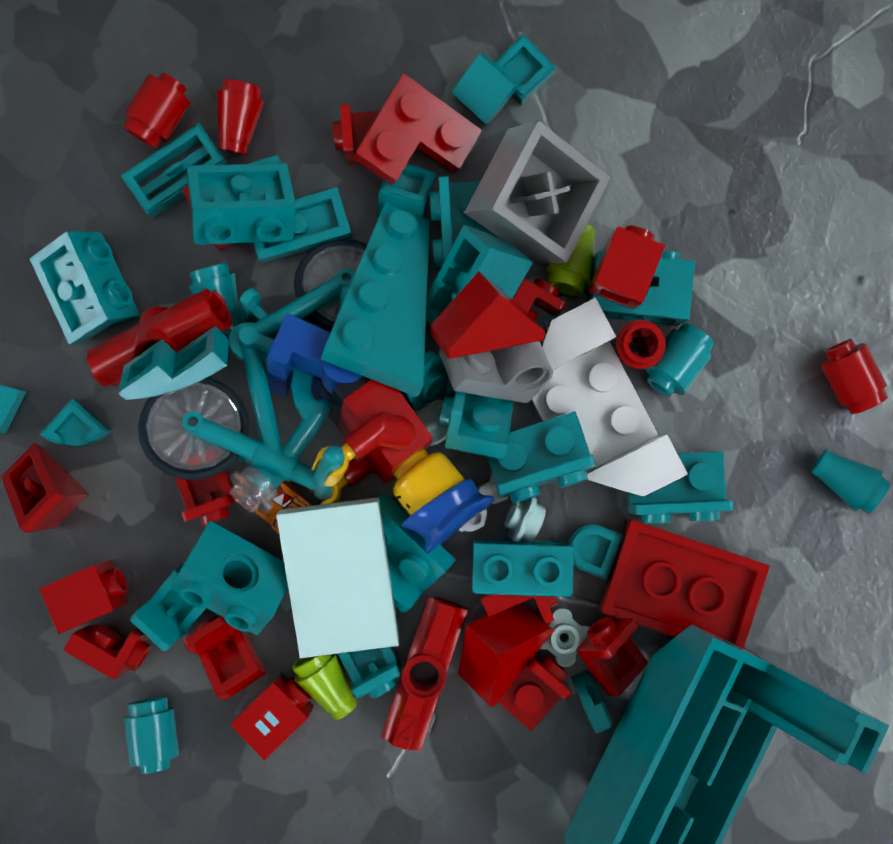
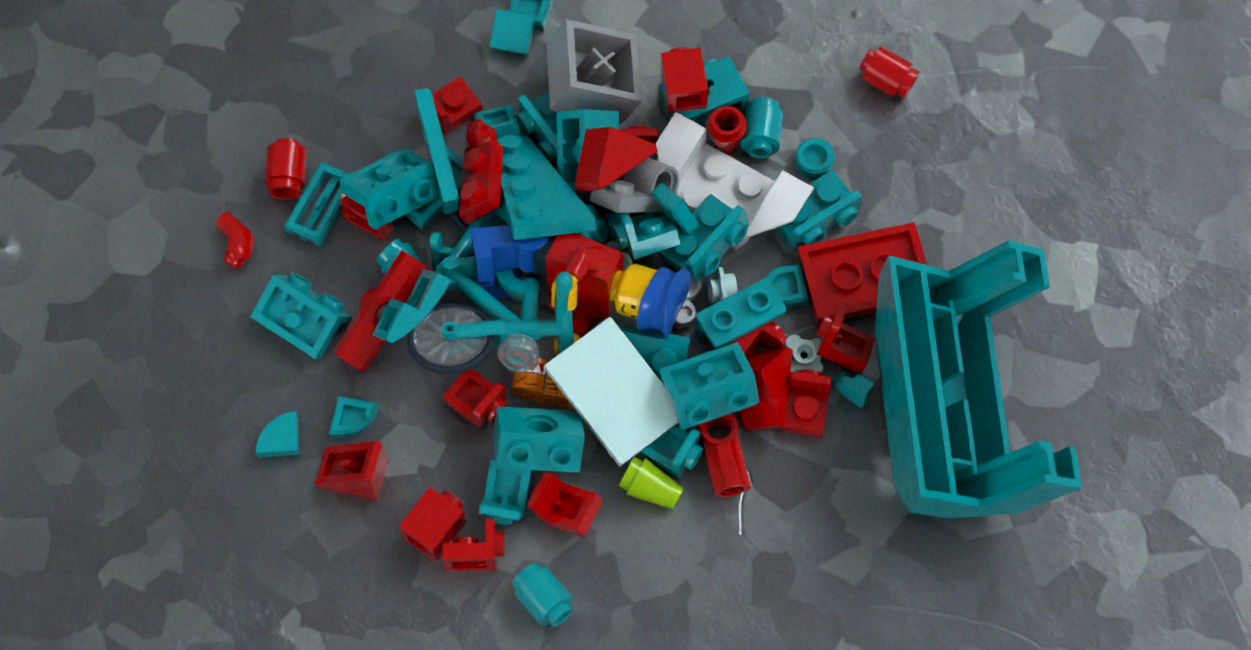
camera: 25 degrees left, 20 degrees down
(68, 164) = (239, 242): none -> red arm
(237, 114) = (346, 140): red cone -> none
(273, 715) = (626, 526): red brick -> none
(312, 189) = (437, 150): none -> teal tile
(346, 244) = (480, 172): none -> red hinge
(411, 121) = (476, 76): red plate -> none
(437, 636) = (710, 385): none -> teal bracket
(522, 414) = (675, 208): none -> teal tile
(576, 274) = (651, 110): lime cone -> none
(713, 423) = (814, 158): none -> teal tile
(852, 481) = (933, 139): teal cone -> none

